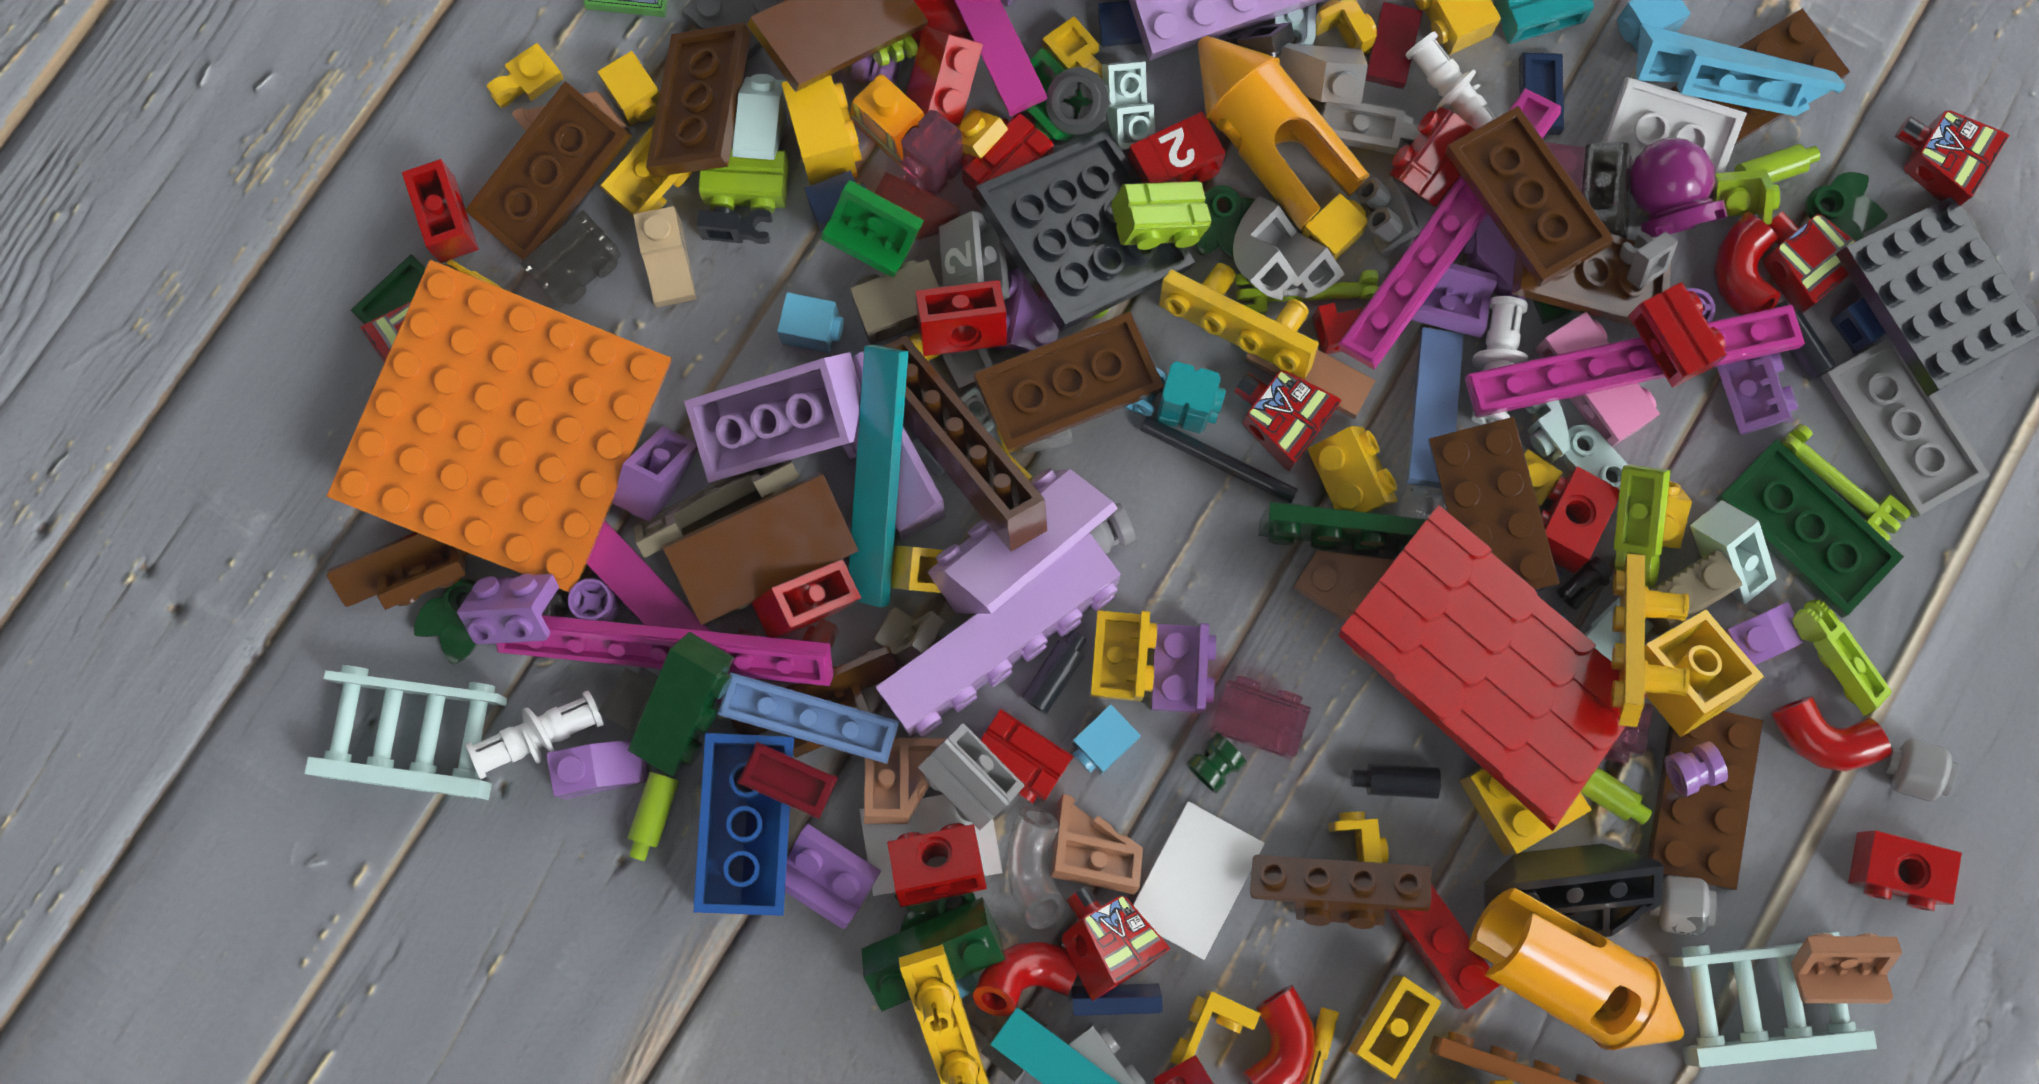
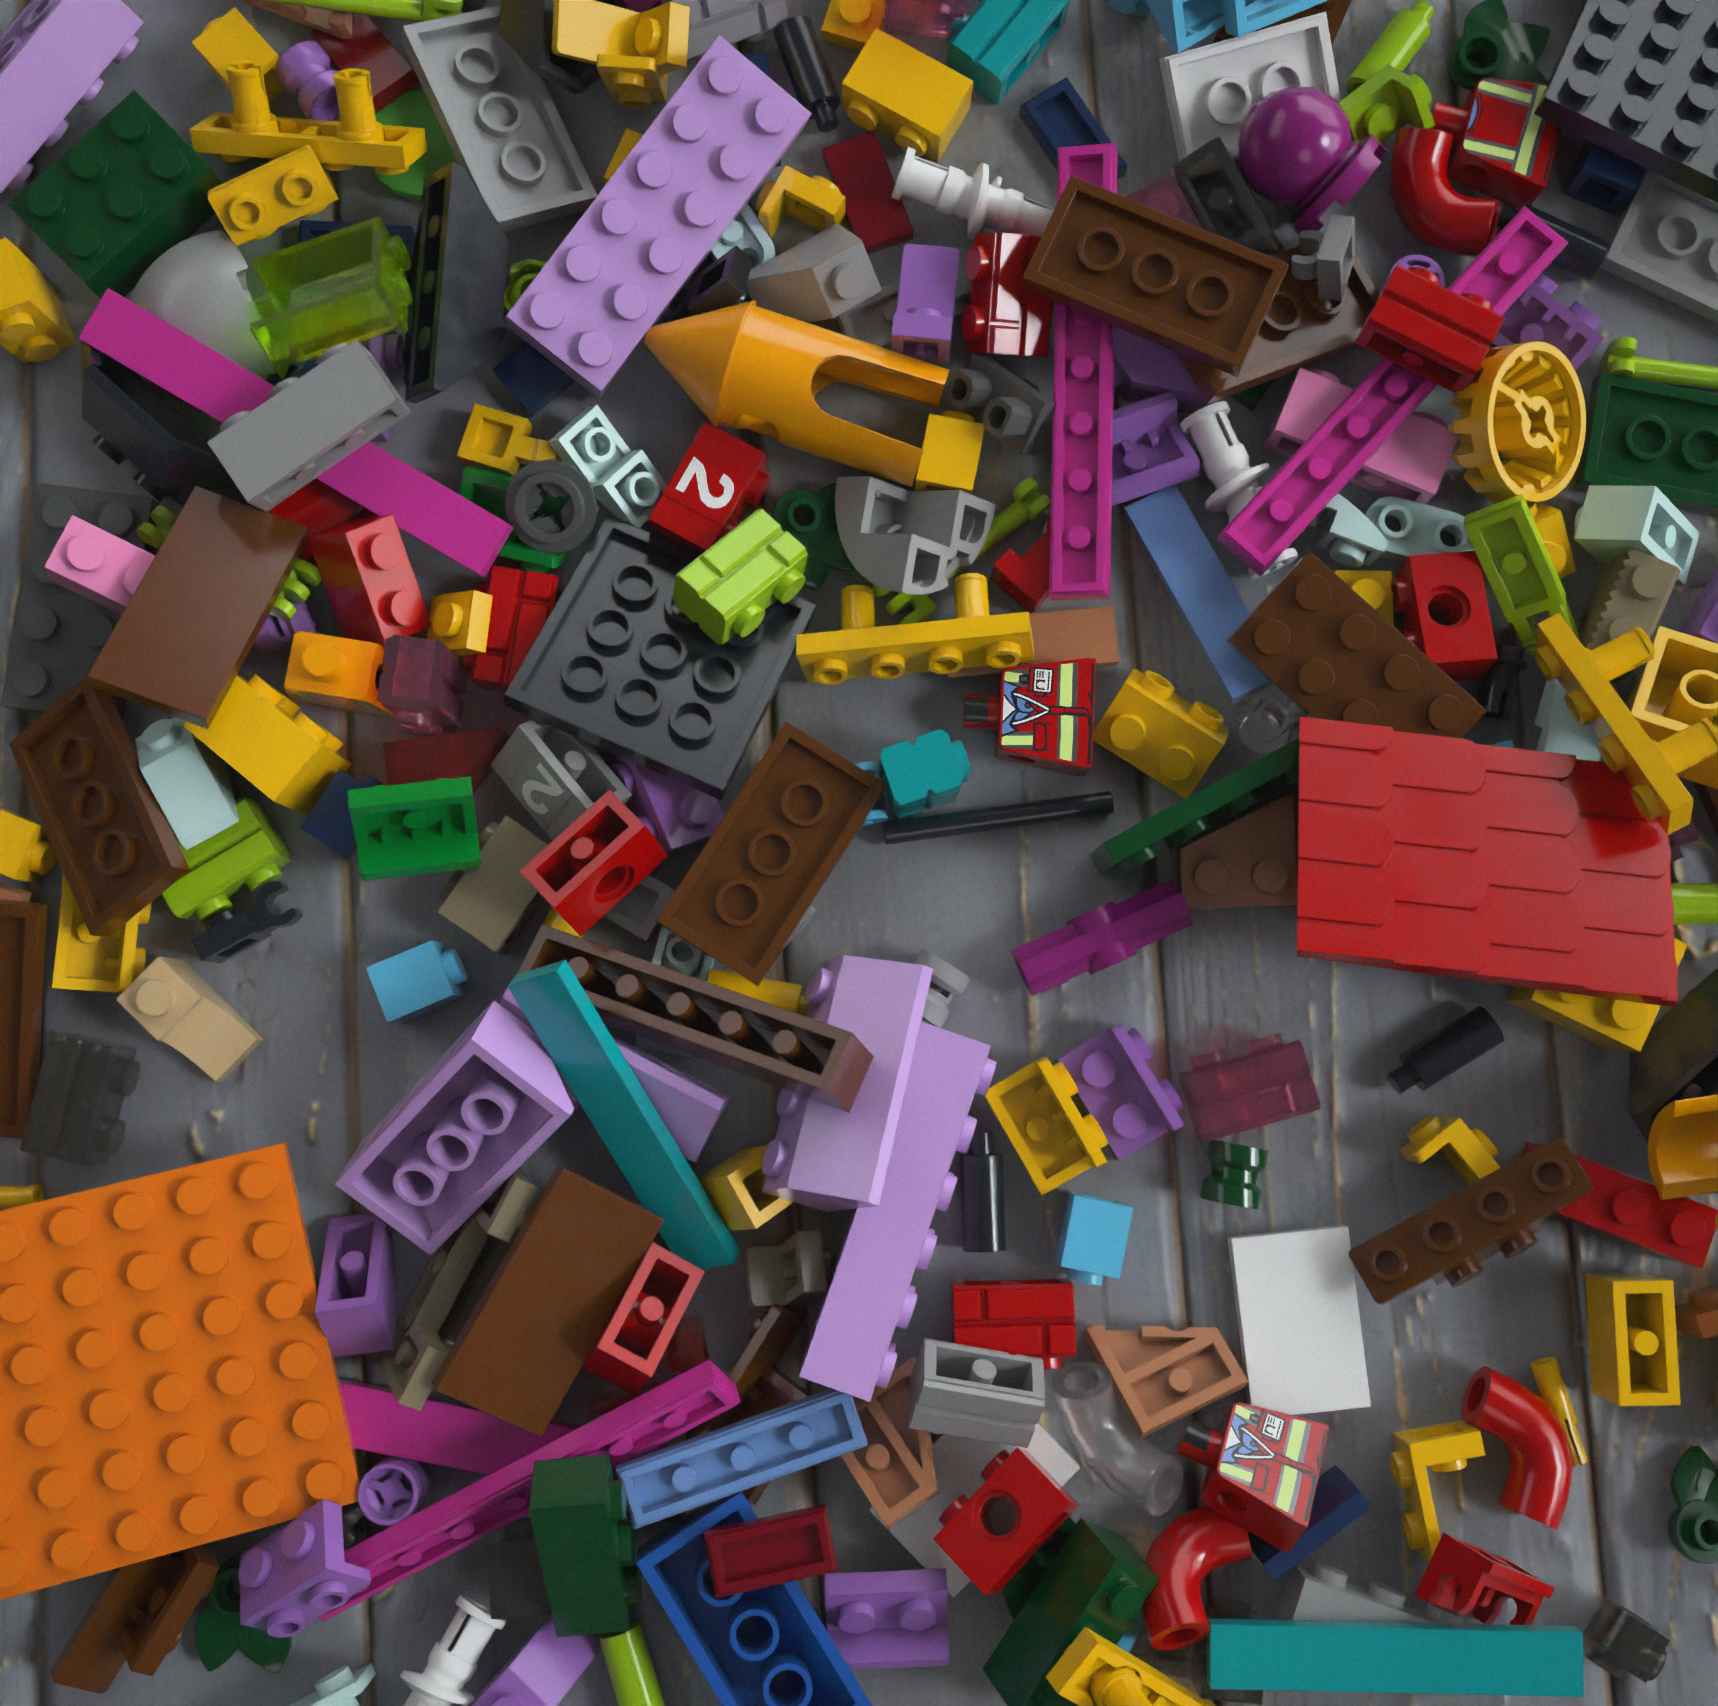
camera: 35 degrees left, 5 degrees up
(1232, 569) = (1102, 937): none -> magenta piece
(1382, 128) = (926, 302): none -> medium lavender bracket
(1711, 423) = (1529, 411): none -> yellow gear

